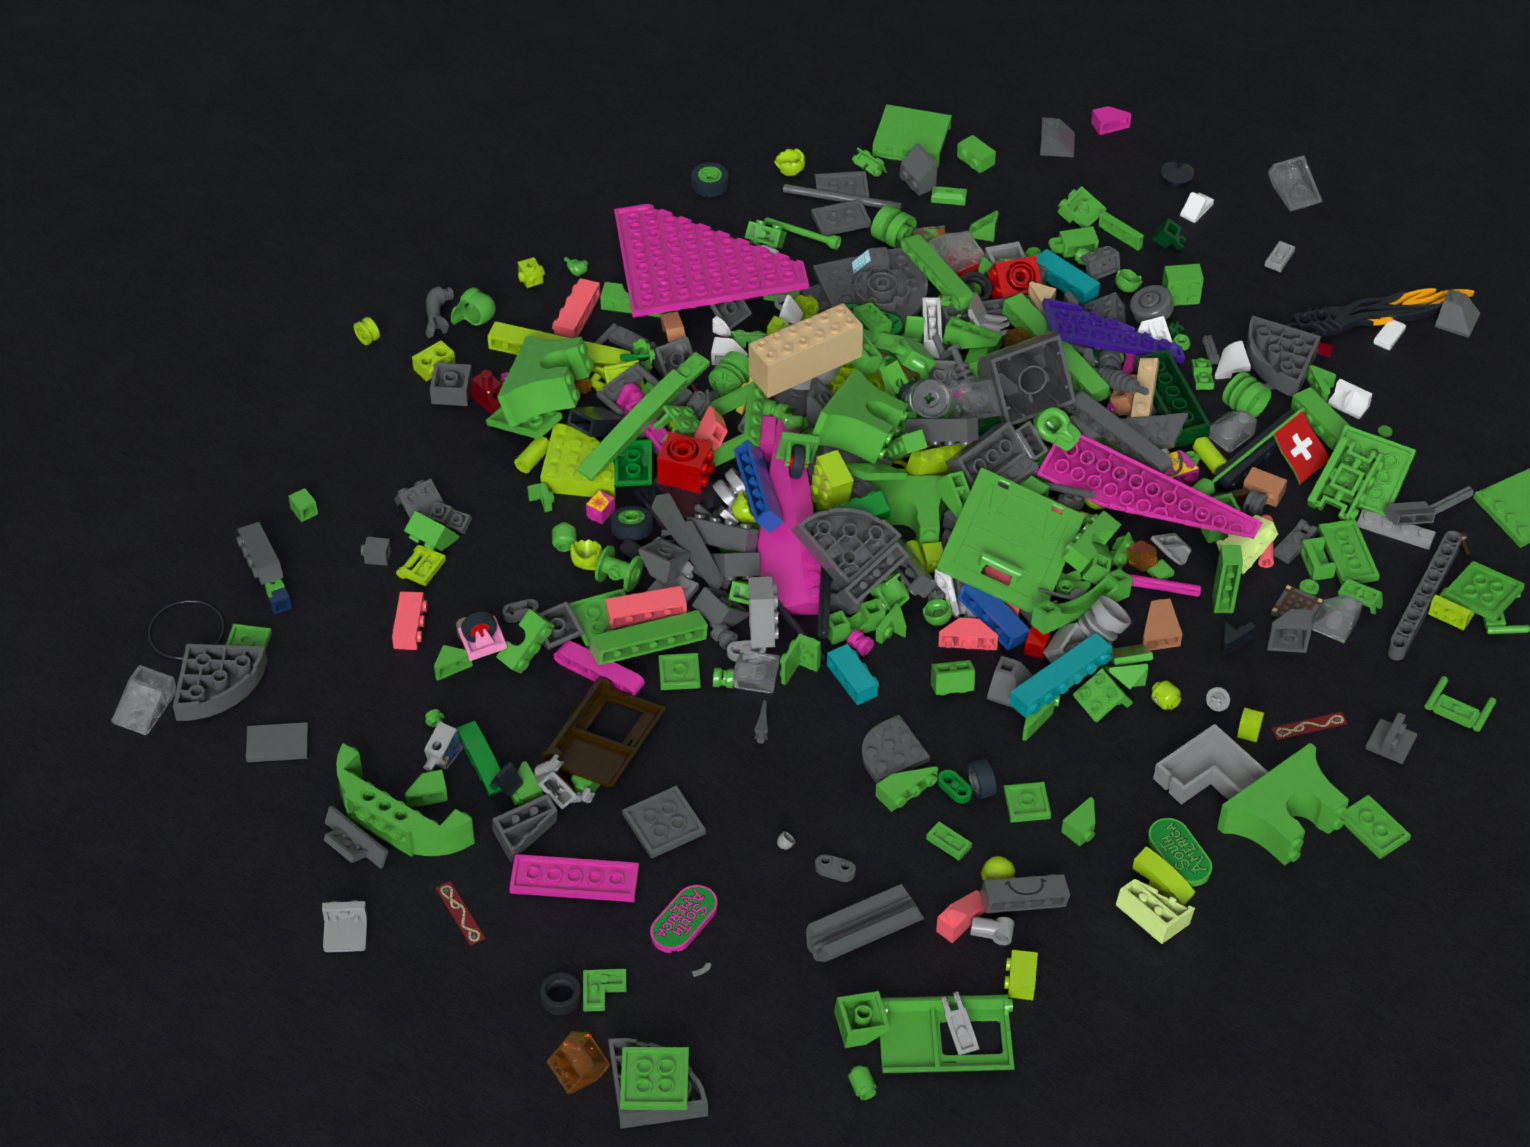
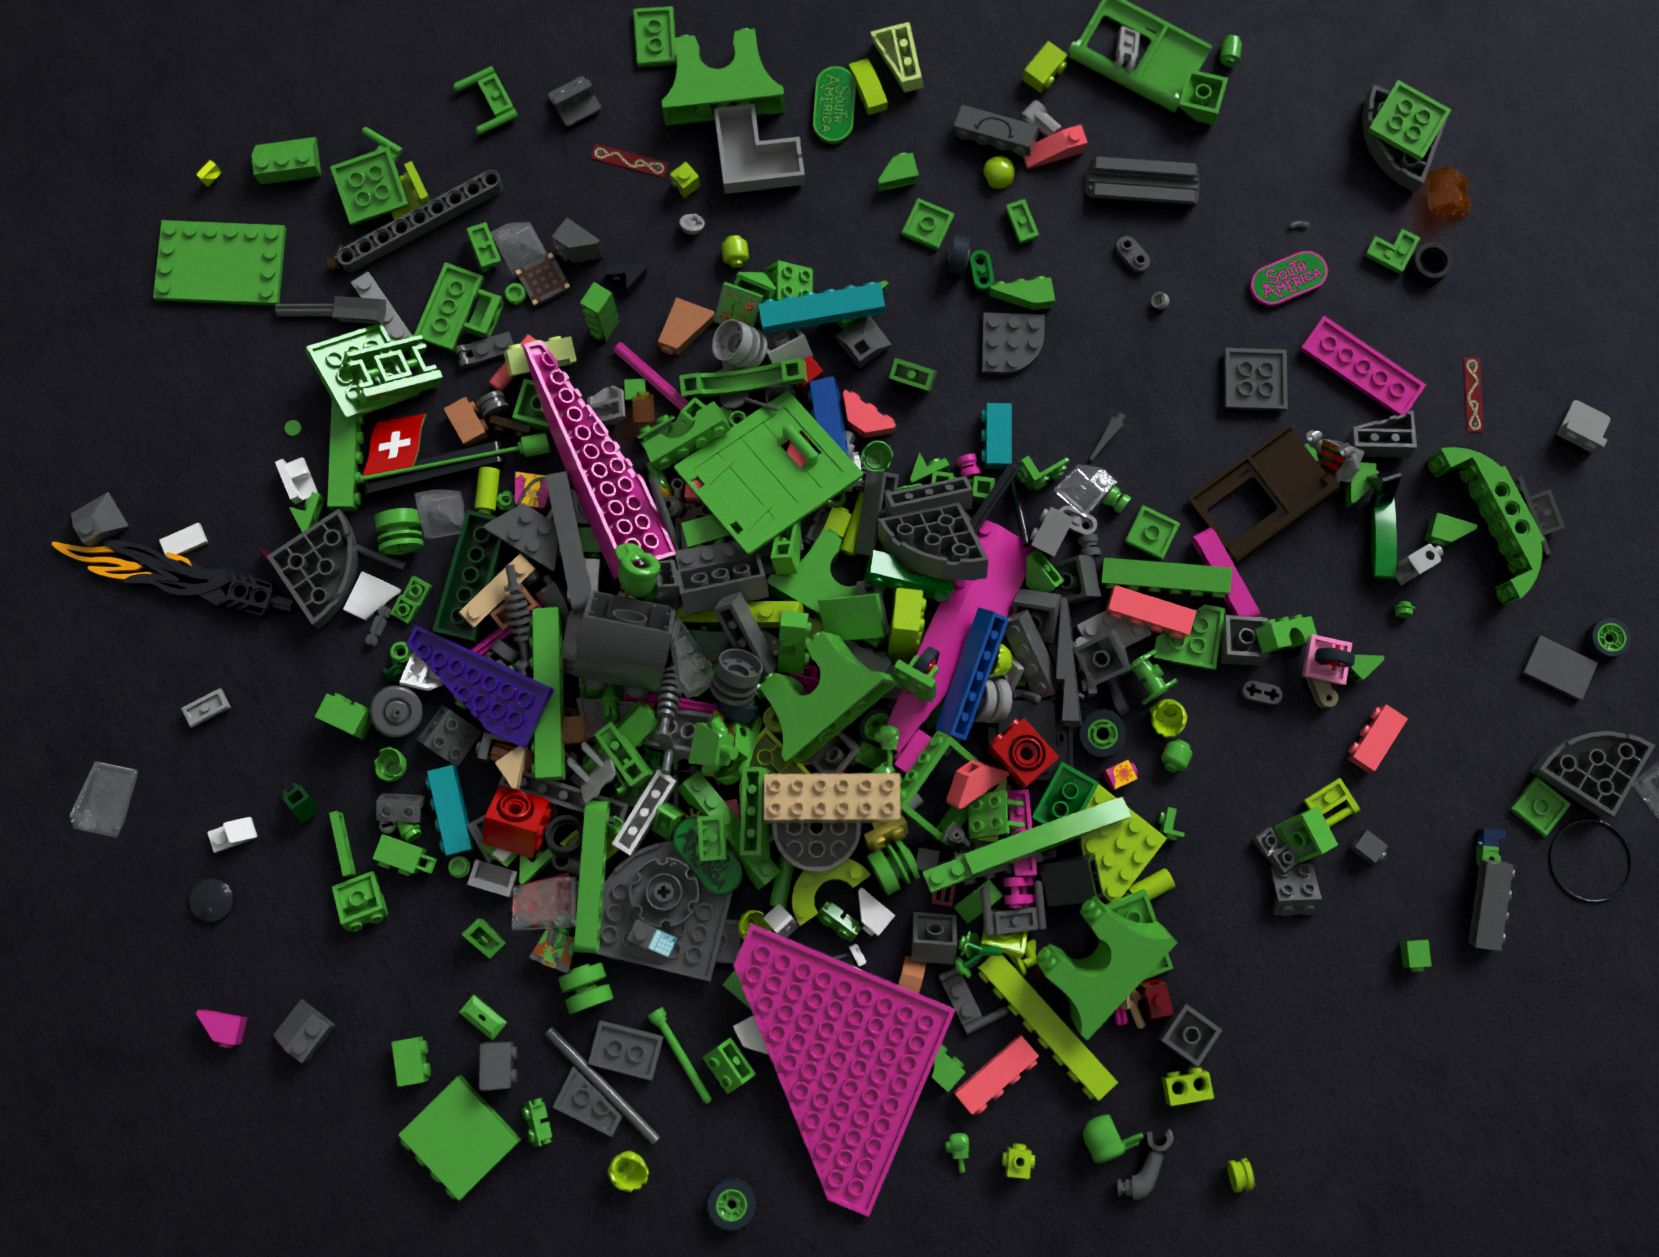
camera: 155 degrees left, 30 degrees up
(248, 771) = (1615, 631): none -> wheel

